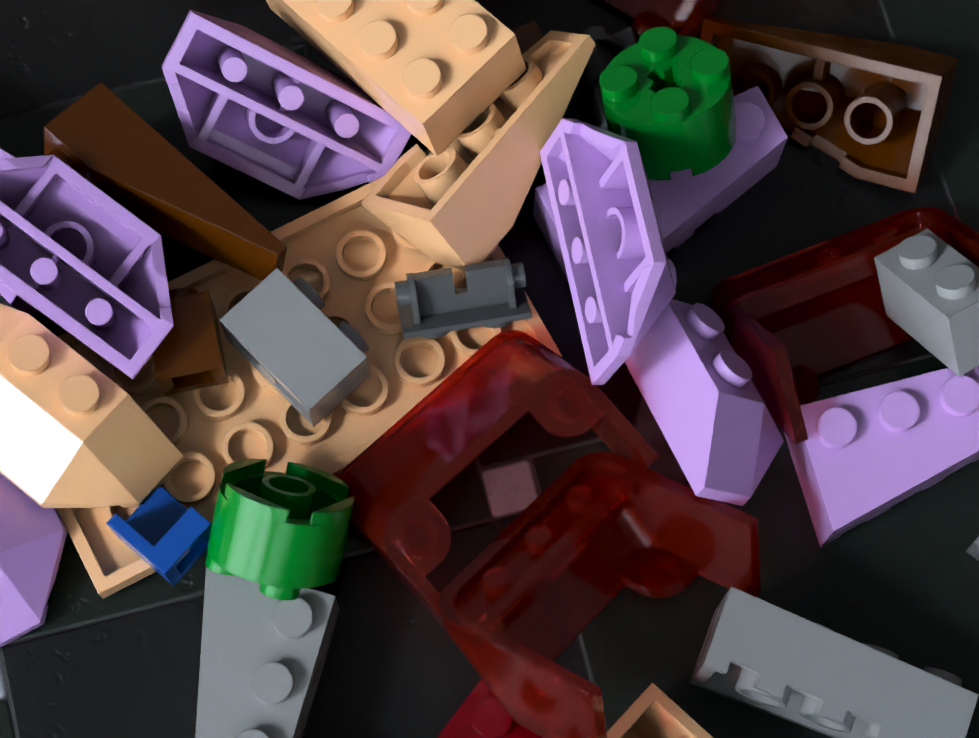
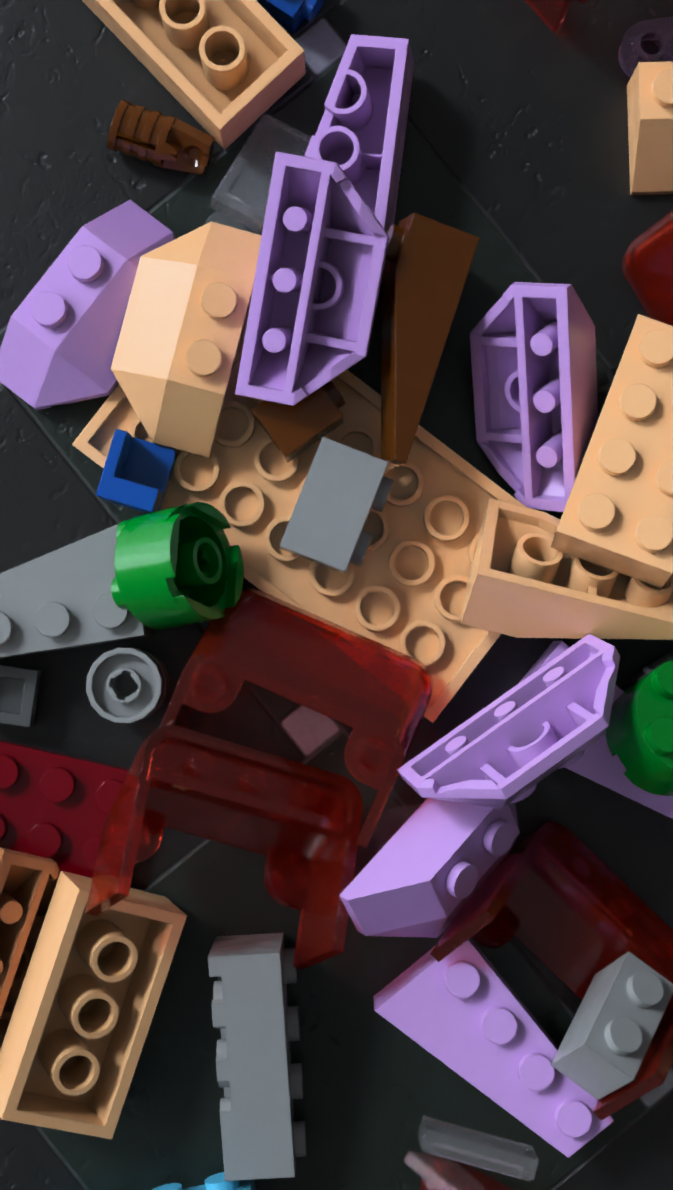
camera: 70 degrees right, 15 degrees up
(379, 643) = (127, 684): none -> light grey wheel
(434, 307) = (444, 643): dark grey hinge -> none

